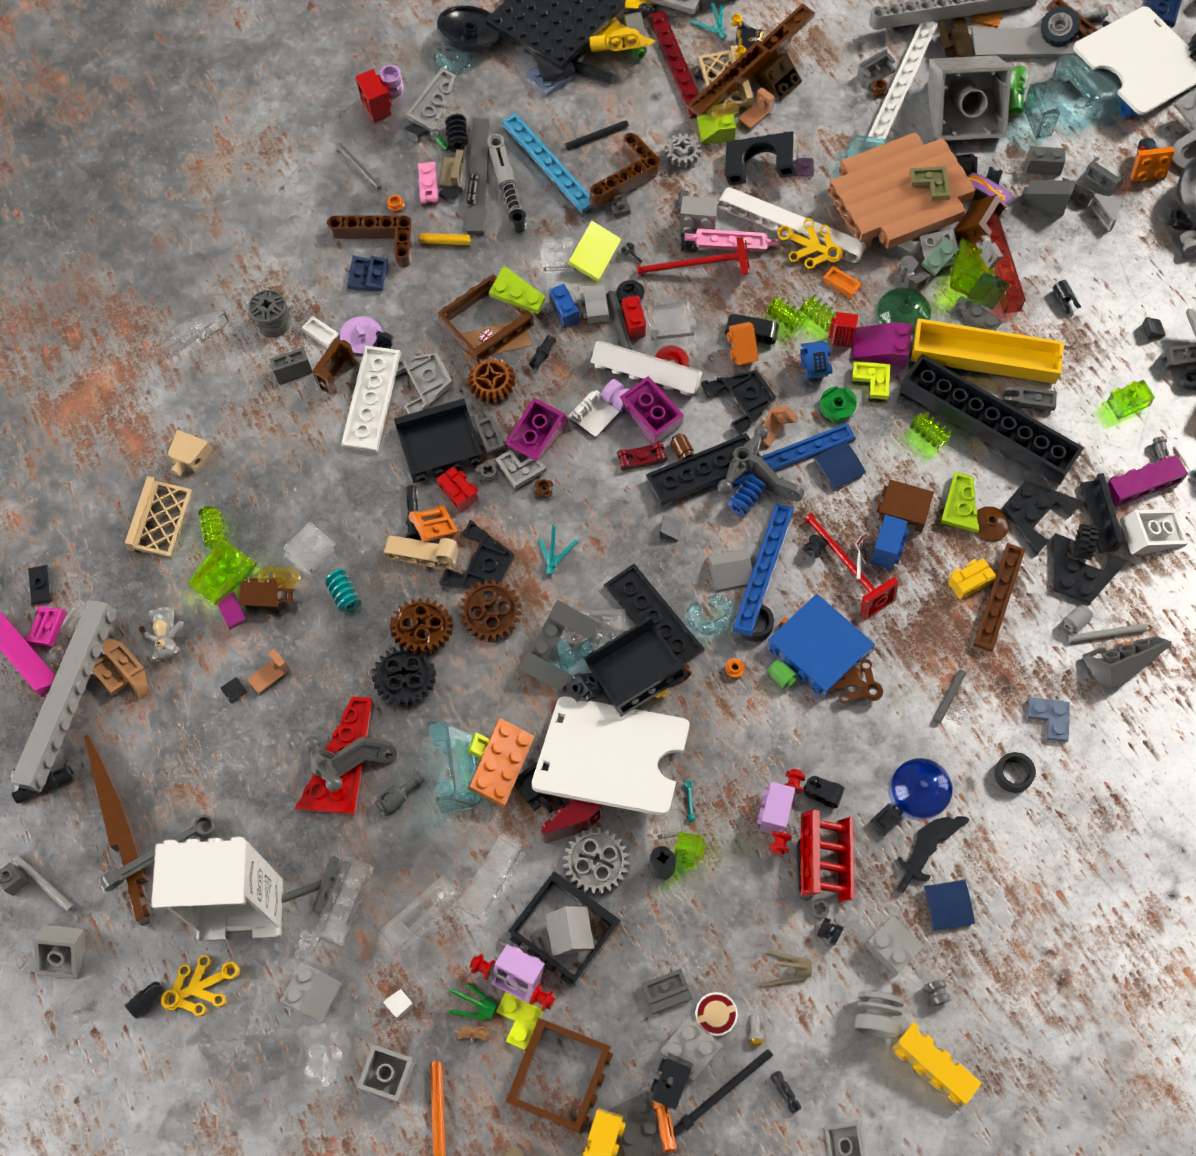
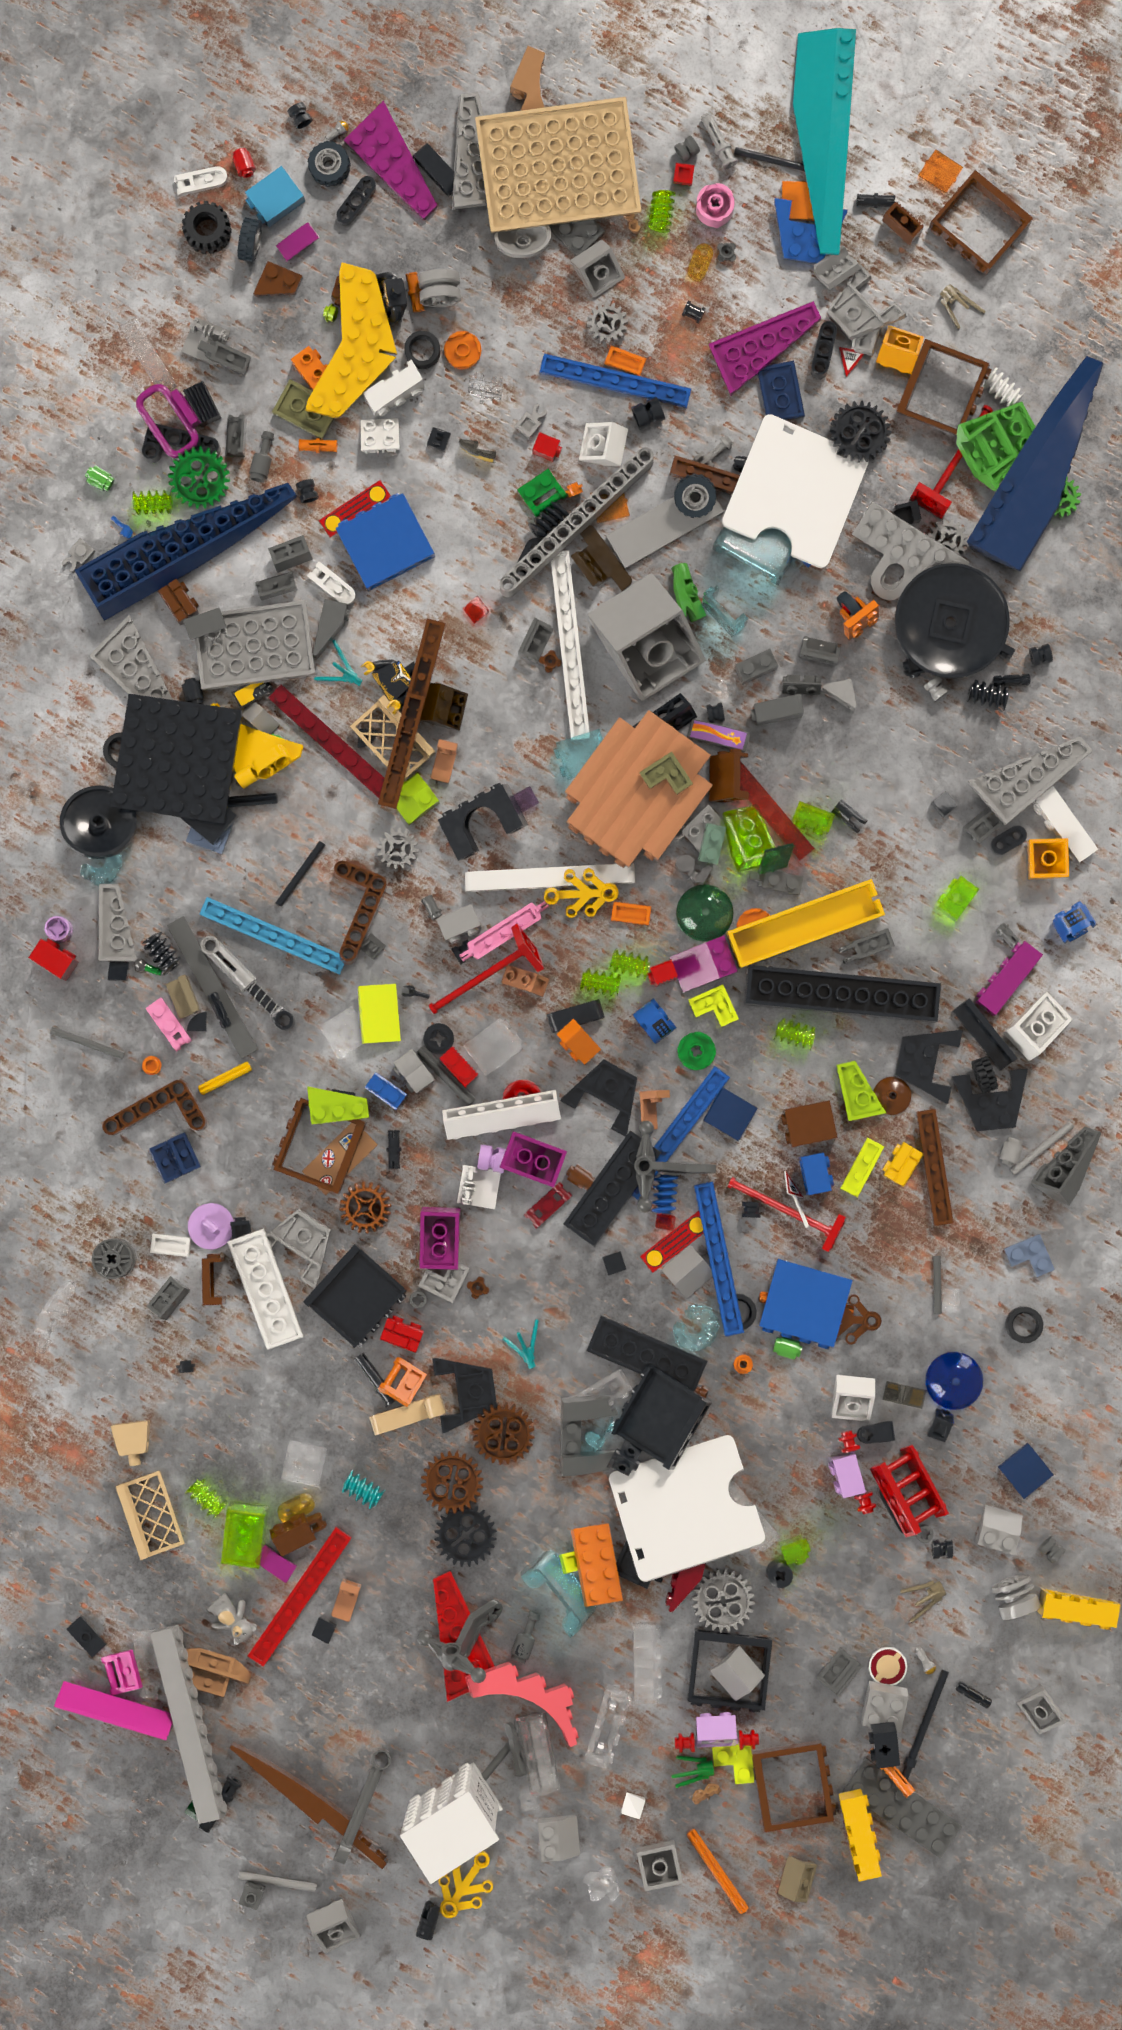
camera: 30 degrees left, 20 degrees up
(231, 649) = (299, 1596): none -> red plate
(268, 422) = (185, 1366): none -> black plate
(387, 861) = (502, 1680): none -> coral arch
(488, 432) = (394, 1260): dark grey hinge -> none
(688, 785) = (760, 1489): teal hinge -> none
(720, 110) = (415, 784): clear yellow plate -> none
(730, 541) = (673, 1242): none -> sticker
(731, 284) = (525, 980): none -> nougat bracket
(733, 520) = (665, 1221): none -> clear red slope
(818, 749) = (853, 1398): none -> white slope
(842, 31) = (476, 609): none -> clear red slope
(867, 774) = (904, 1394): none -> clear smoke slope
(925, 846) = (982, 1430): black sword -> none
(932, 565) = (862, 1167): none -> neon yellow tile
(991, 254) = (758, 816): light grey plate -> none
(1036, 281) = (812, 818): none -> clear neon green brick

